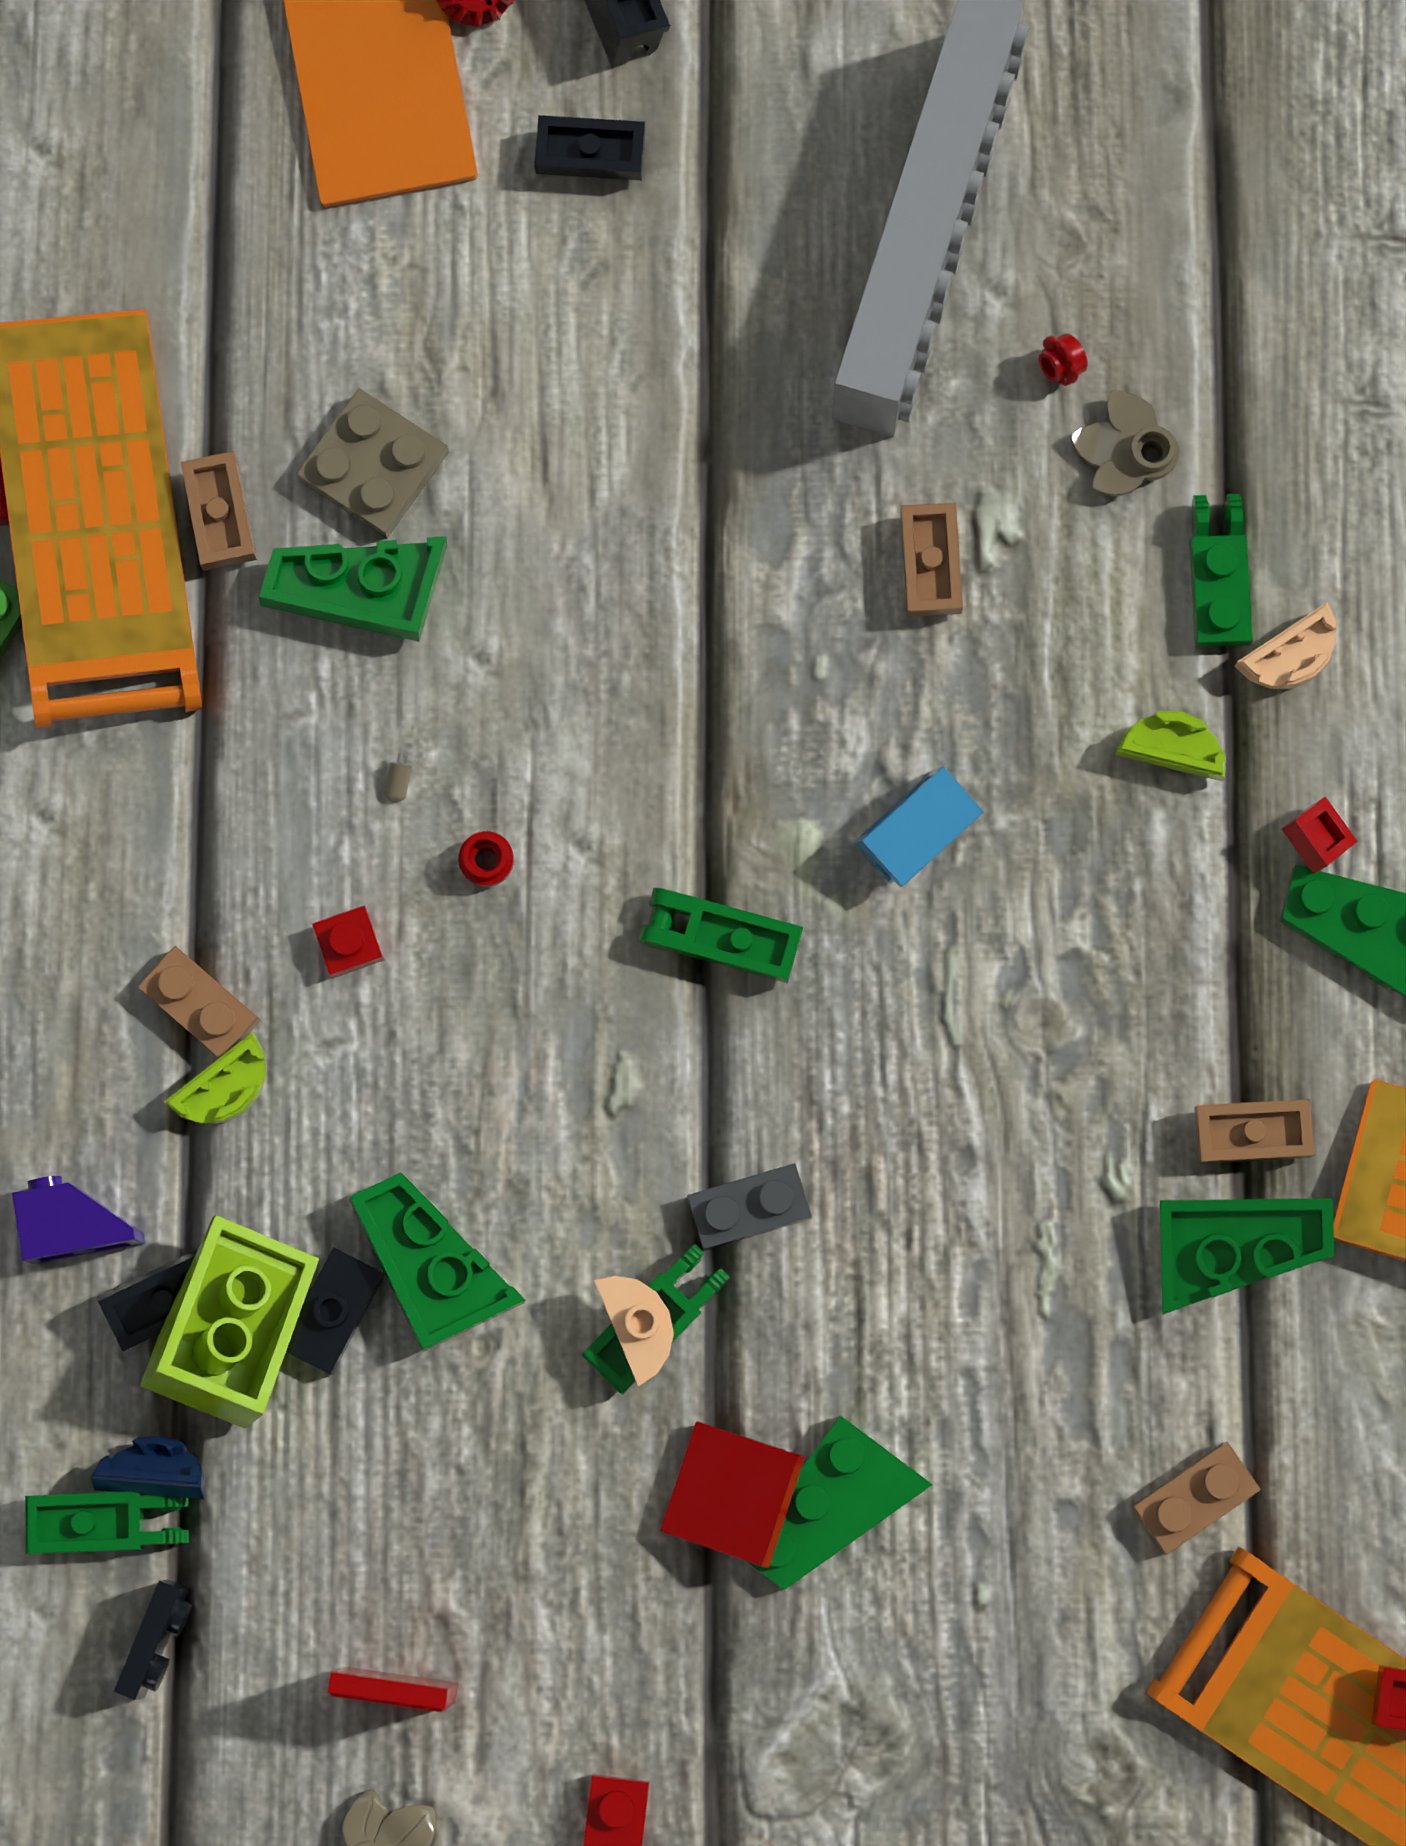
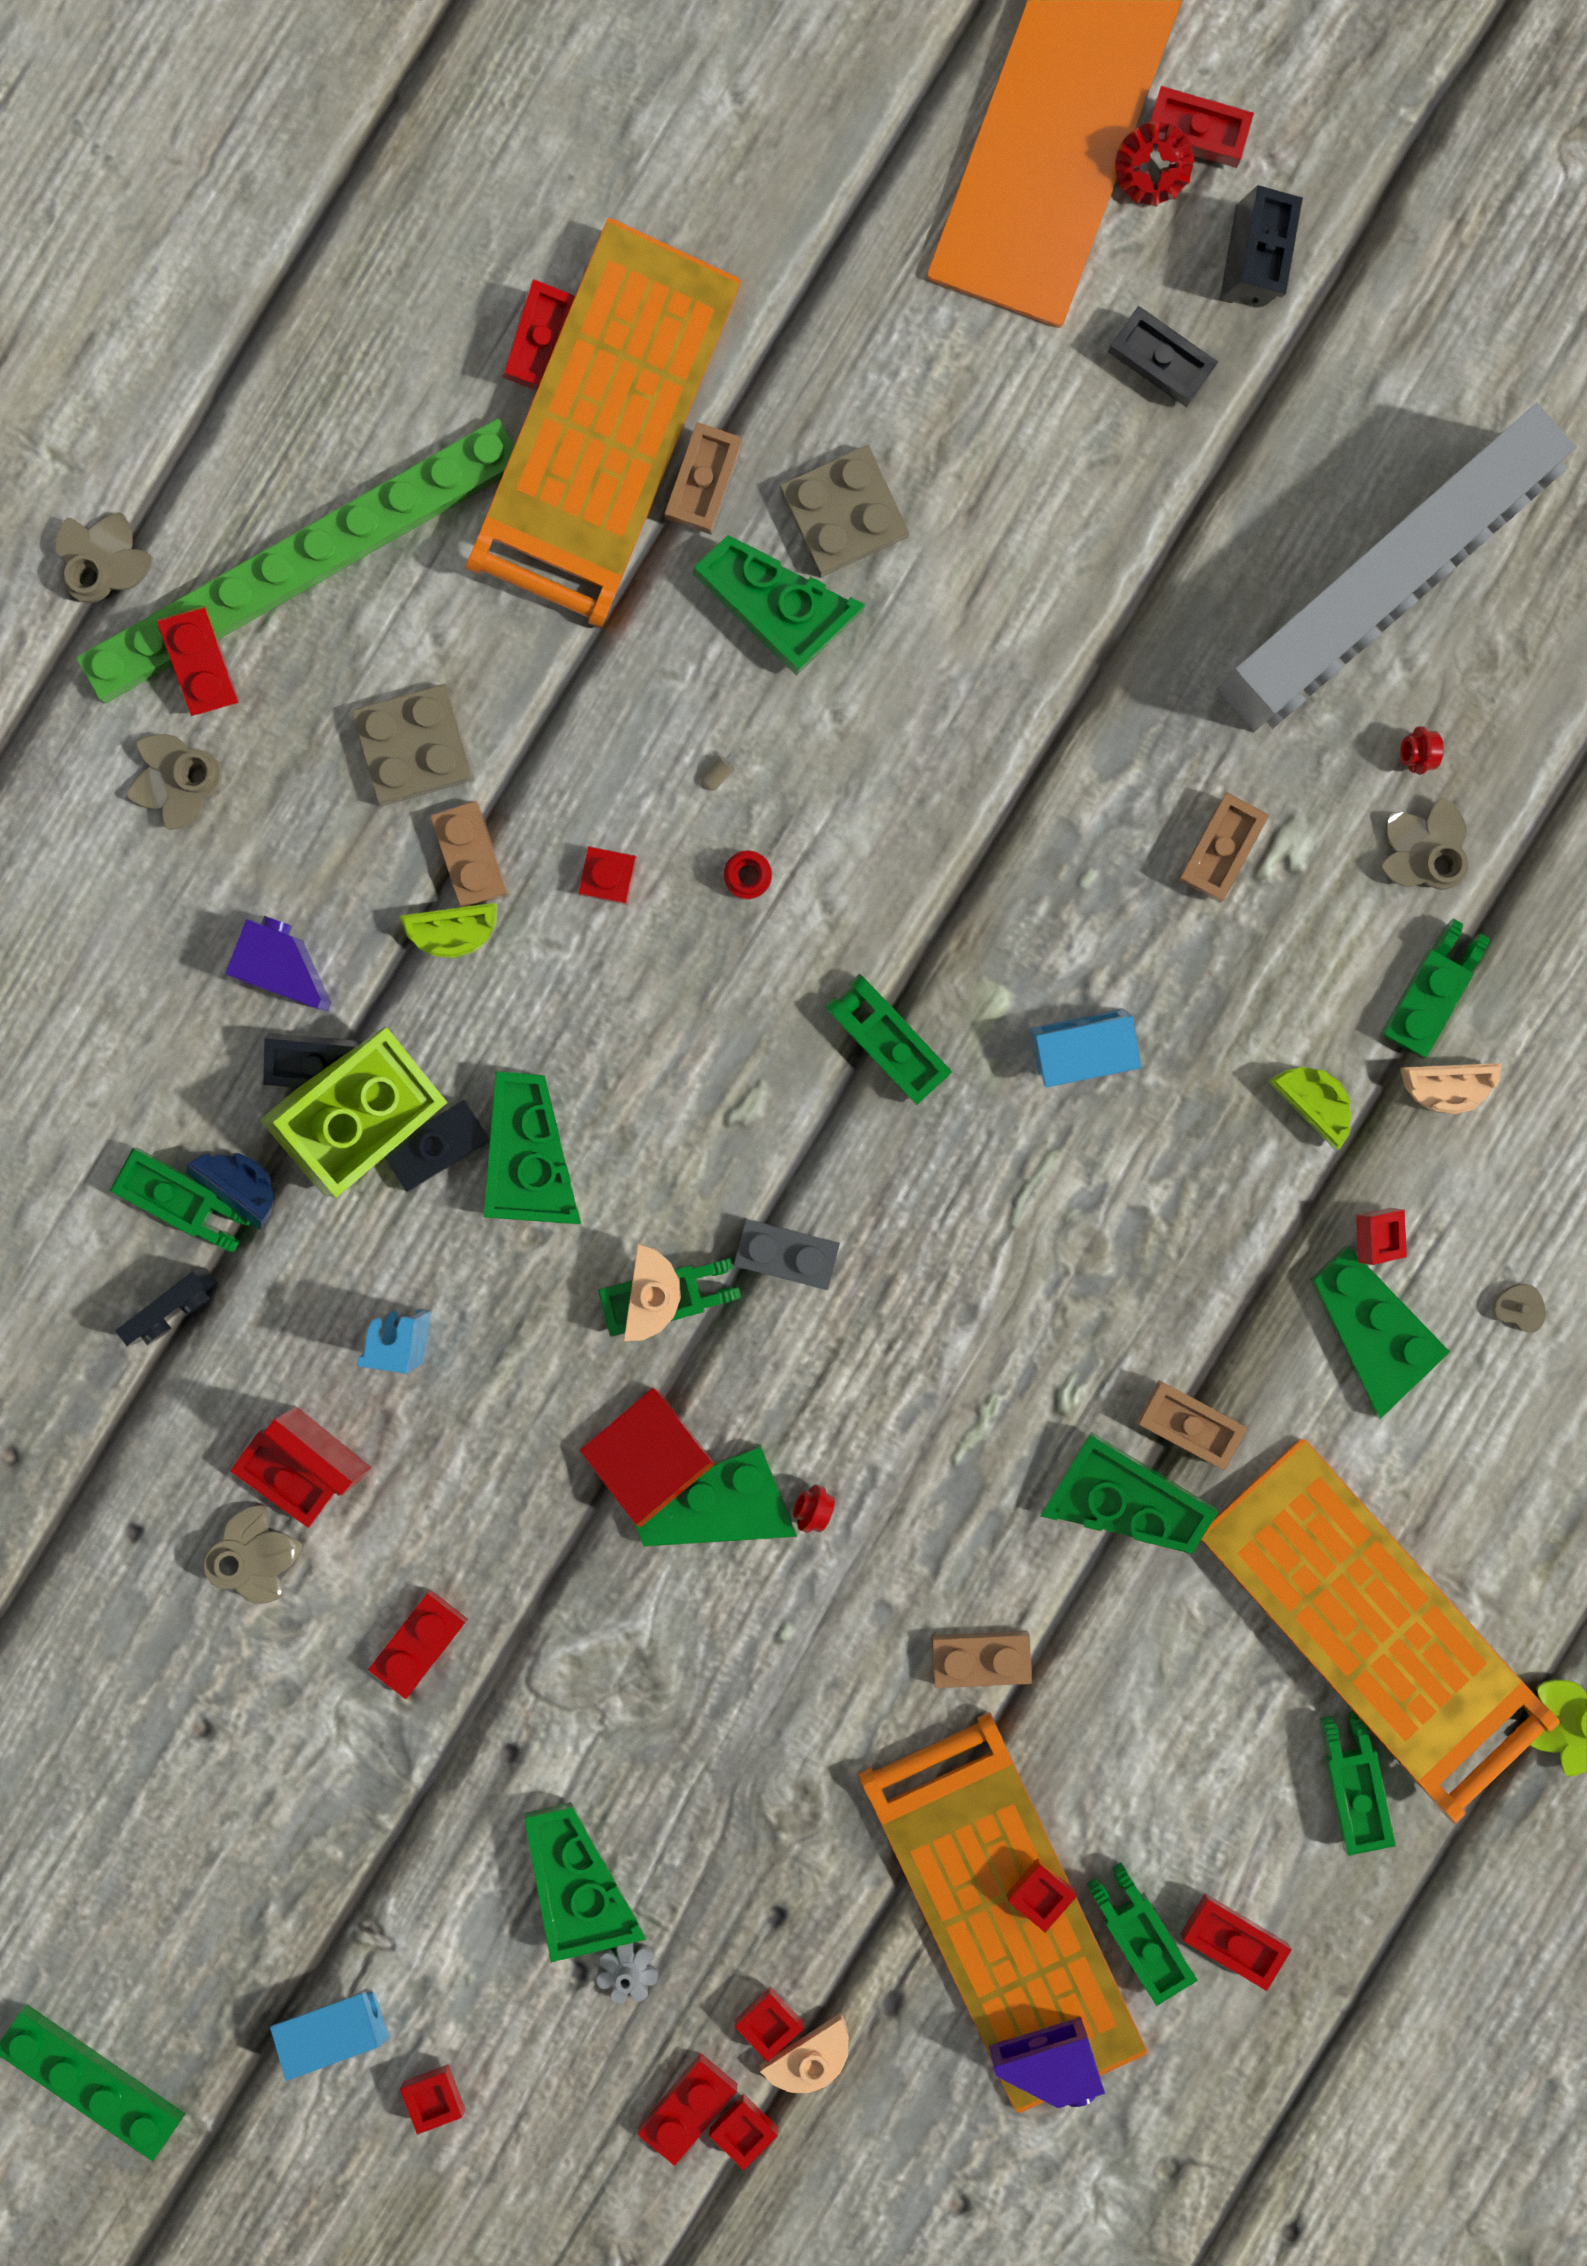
camera: 25 degrees right, 10 degrees up
(80, 930) = (413, 745): none -> dark tan plate
(375, 1744) = (282, 1480): none -> red plate
(409, 1532) = (401, 1345): none -> dark azure hinge
(932, 1445) = (813, 1509): none -> red plate

